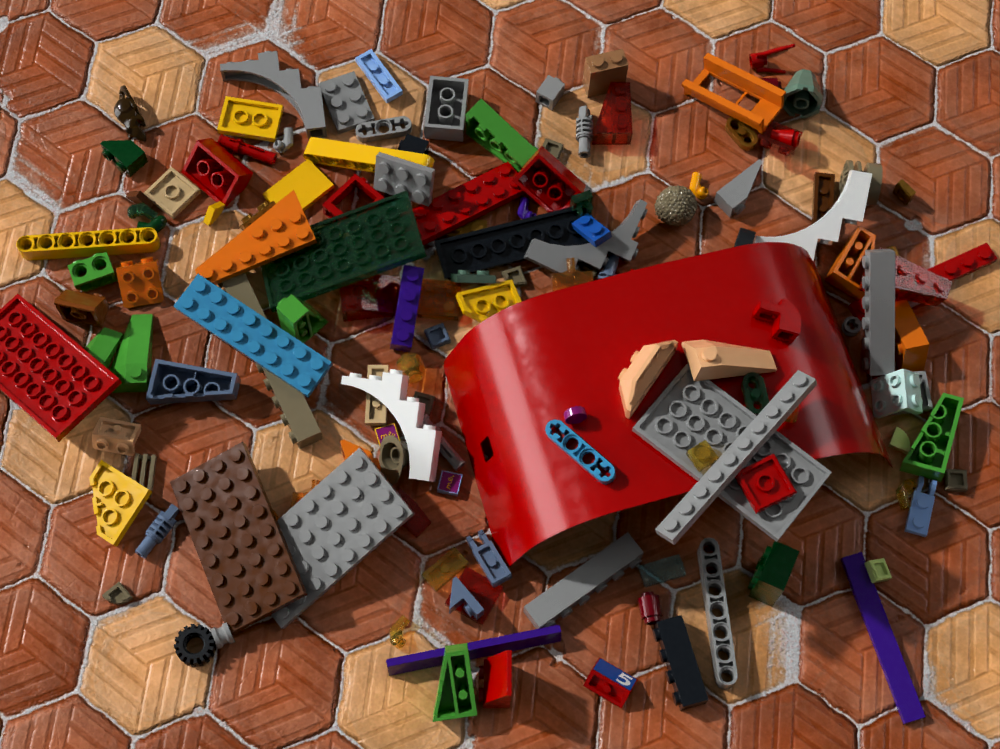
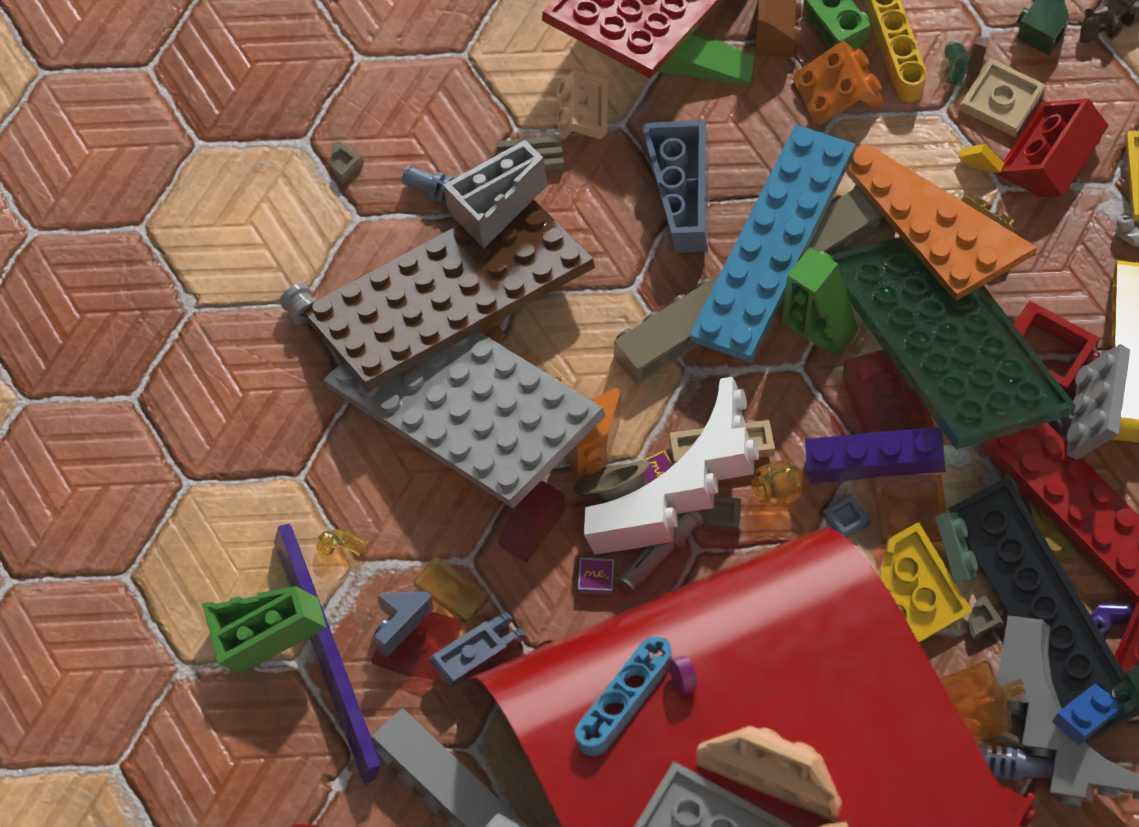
camera: 85 degrees right, 5 degrees down
(115, 501) = (479, 126): yellow plate -> none
(134, 355) = (719, 102): bright green wedge -> none
(157, 223) = (937, 84): dark green arm -> none
(177, 494) = (496, 191): none -> light grey wedge
(183, 639) = (279, 256): black tyre -> none
(243, 148) = (1107, 170): red pin -> none
(307, 183) = (1060, 272): yellow tile -> none
(496, 680) = (276, 691): red slope -> none

